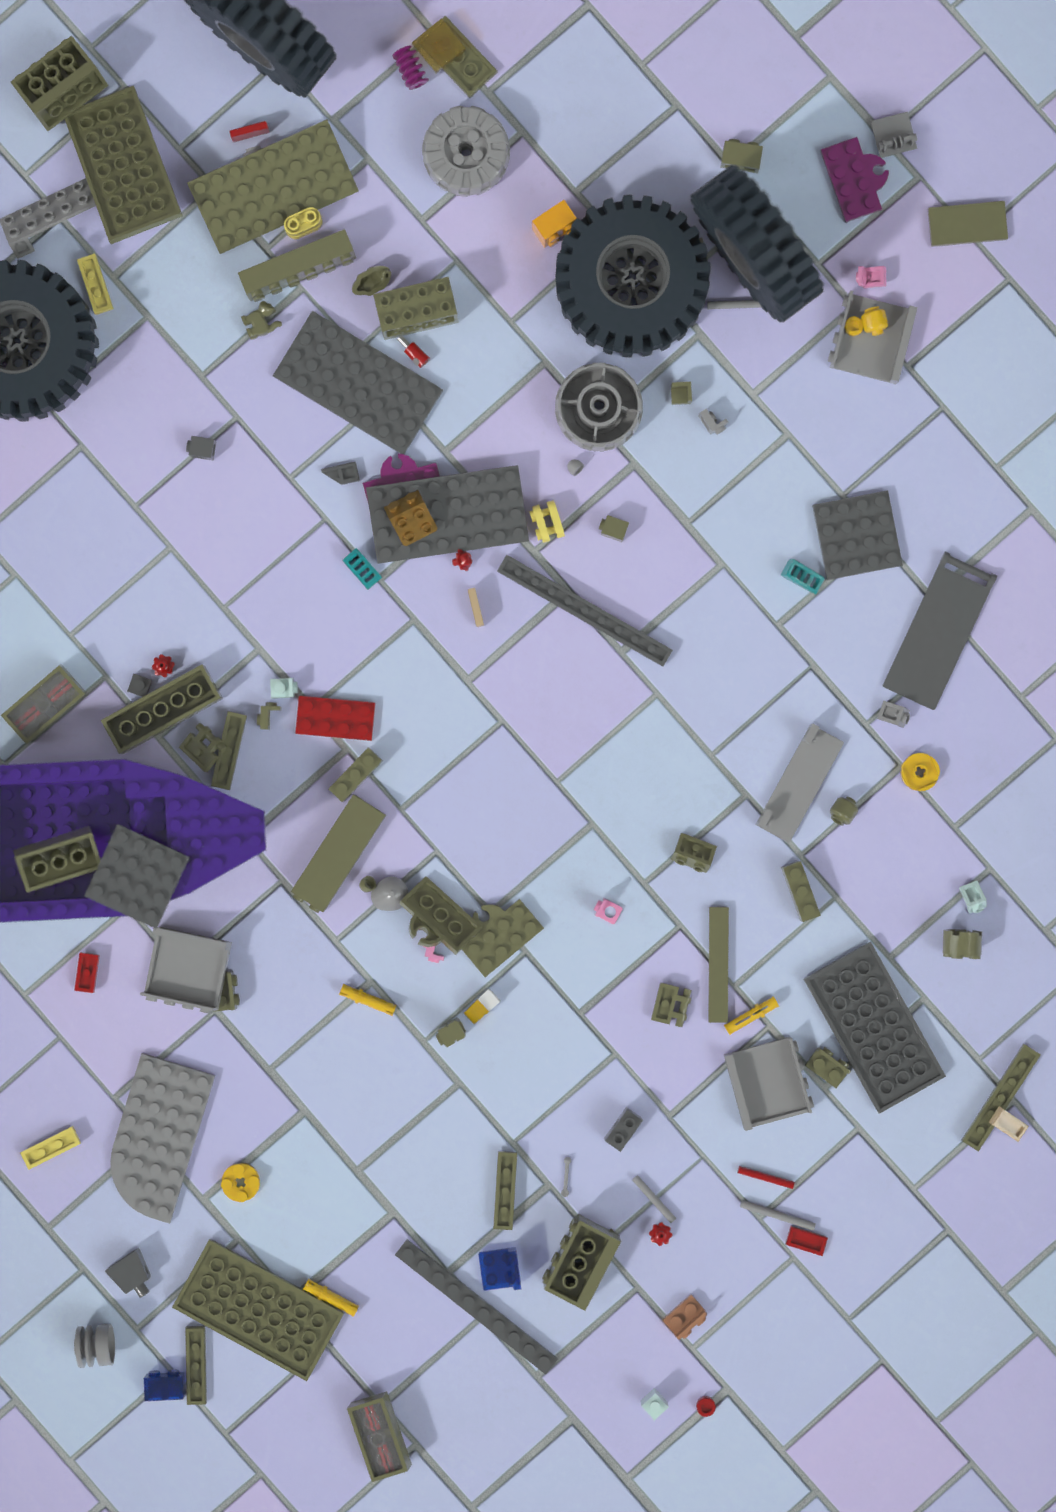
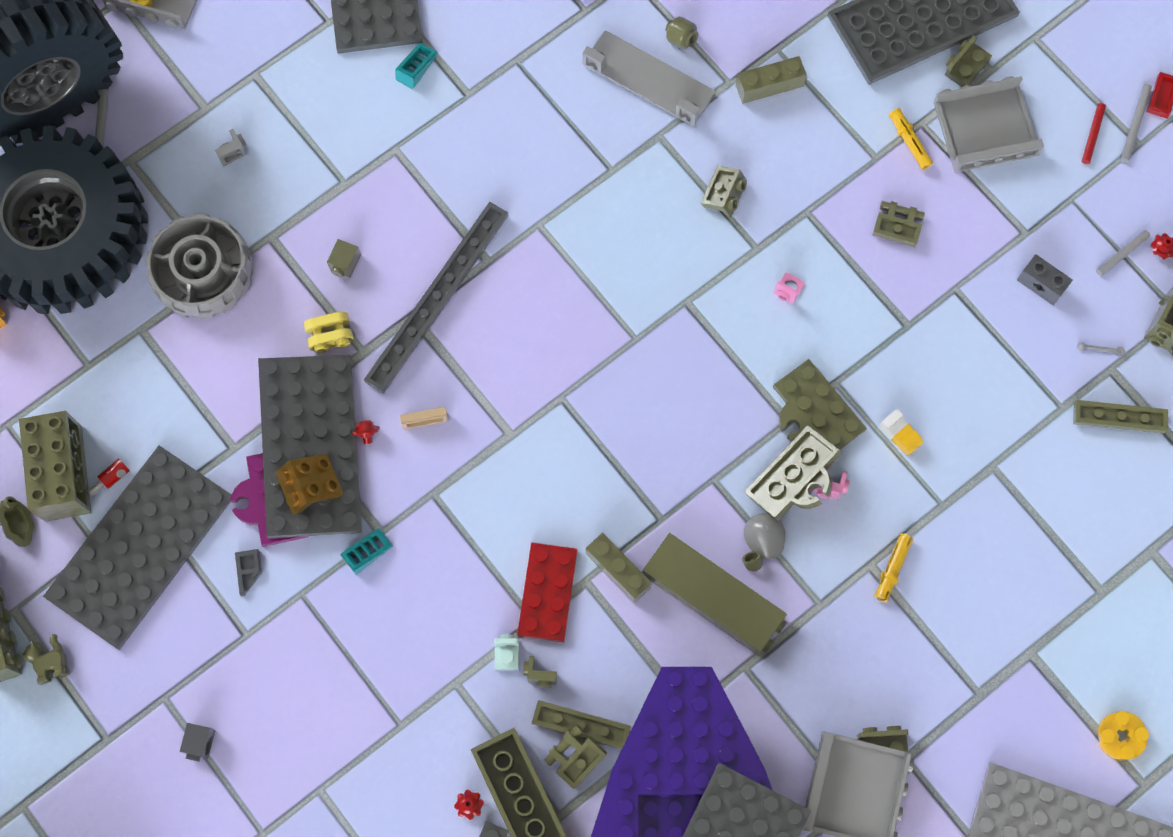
camera: 85 degrees left, 15 degrees down
(451, 1032) = (934, 466): olive brick -> none
(575, 467) = (267, 300): light grey hinge -> none
(681, 393) = (194, 178): olive panel -> none
(718, 965) = (852, 172): olive tile -> none

